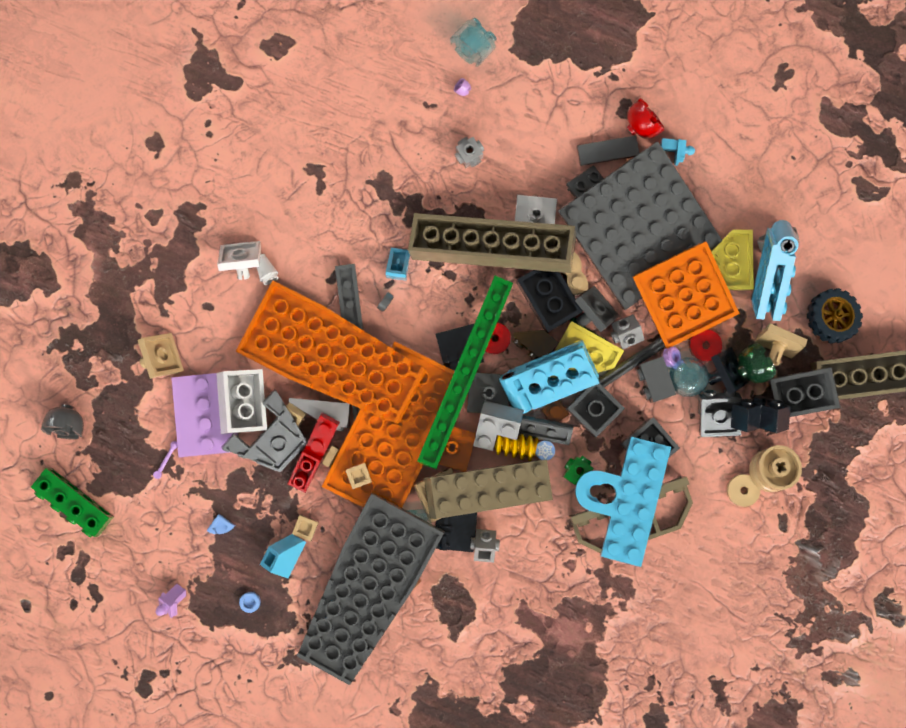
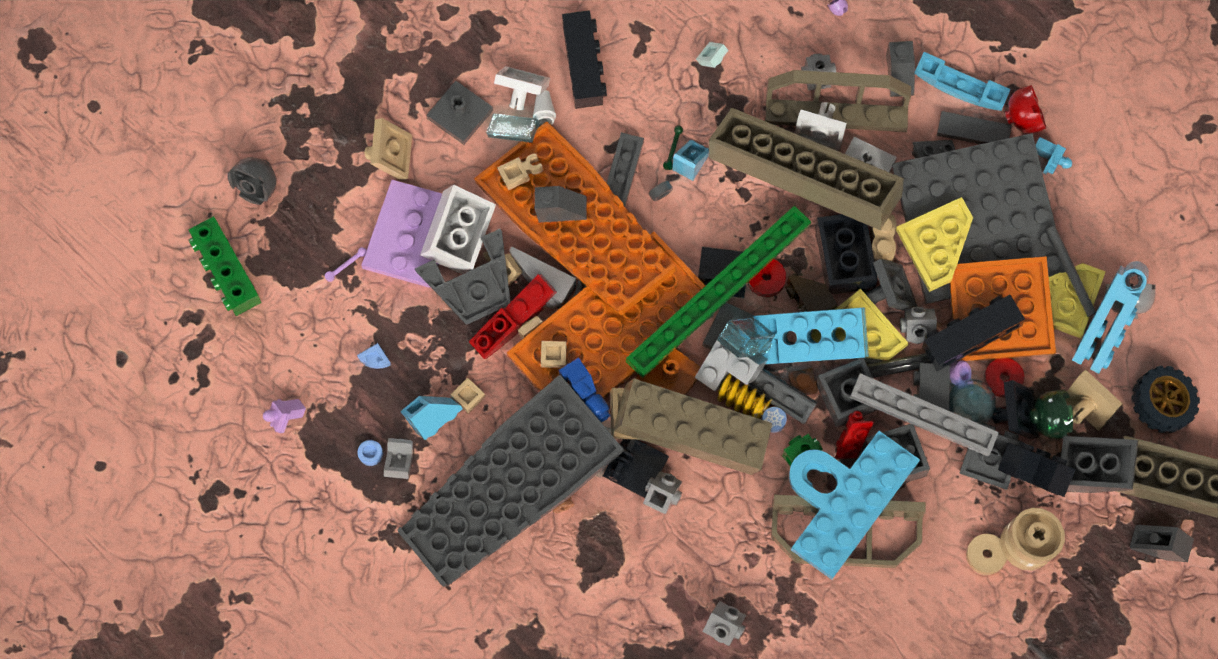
camera: 25 degrees right, 15 degrees down
(200, 299) = (459, 112): none -> dark grey tile
(248, 296) = (512, 128): none -> clear light blue tile
(267, 336) = (516, 172): none -> tan plate
(274, 600) = (398, 458): none -> light grey bracket
(279, 216) = (582, 59): none -> black brick
(313, 352) = (559, 204): none -> dark grey slope
(379, 170) = (712, 54): none -> light aqua plate
(382, 277) = (668, 165): none -> dark green hinge
(393, 494) = (583, 385): none -> blue piece
(490, 200) = (821, 127): none -> white tile
(498, 180) = (856, 115): none -> dark tan plate
(502, 405) = (746, 337): none -> clear light blue brick
(532, 122) = (901, 63): none -> dark grey slope
(571, 627) = (725, 623): none -> light grey brick
(584, 117) = (960, 85): none -> medium azure slope
(610, 444) = (853, 437): none -> red hinge
(618, 263) = (937, 241): none -> light yellow plate
(660, 409) = (924, 415): none -> light grey plate
(673, 326) = (973, 332): none -> black brick
(727, 241) = (1071, 271): none -> dark grey bar
(870, 429) = (1162, 542): none -> dark grey slope

